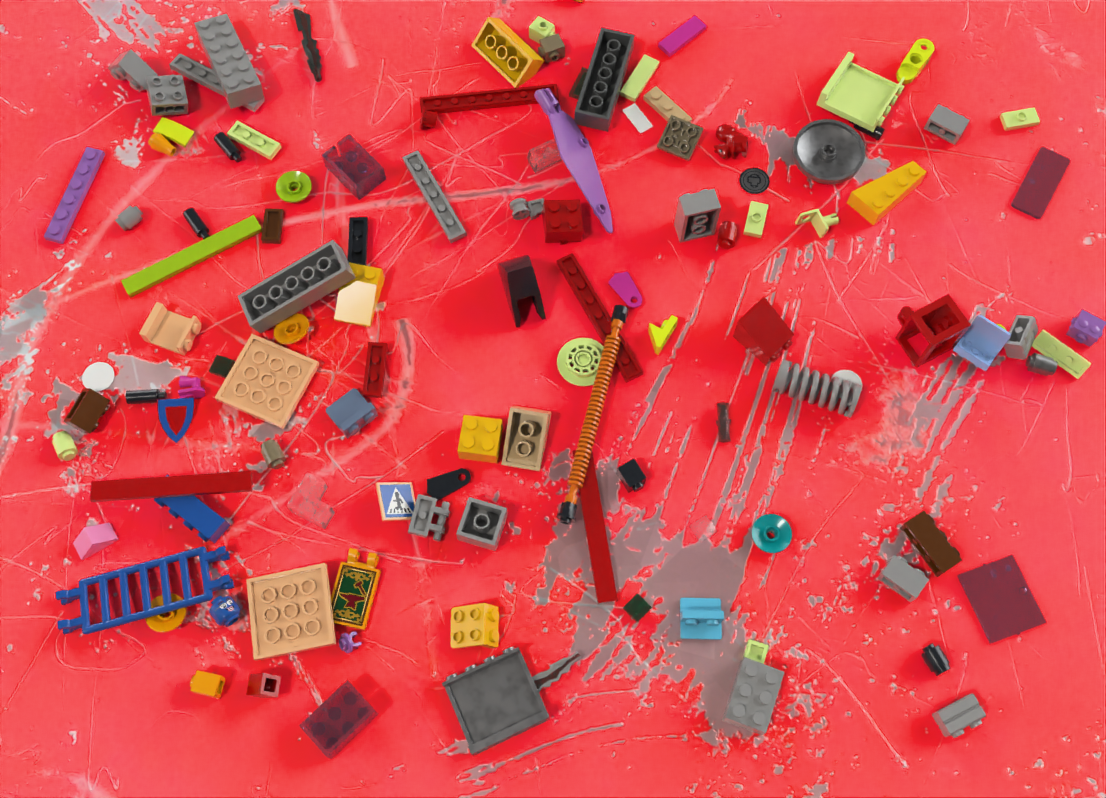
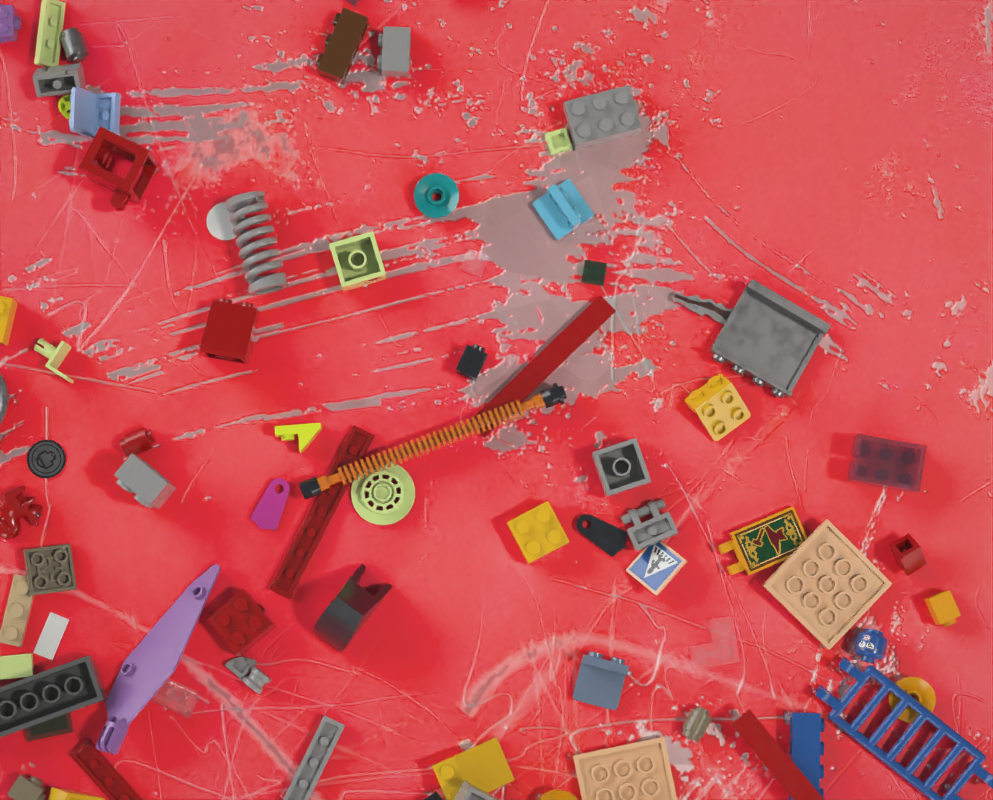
camera: 130 degrees left, 15 degrees up
(346, 643) = (817, 511): medium lavender plate -> none
(375, 369) = (539, 693): red plate -> none
(526, 437) = (503, 490): tan slope -> none
(723, 422) = (353, 312): clear smoke pin -> none
(755, 219) = (95, 426): yellowish green plate -> none
(758, 446) = (358, 261): none -> yellowish green brick

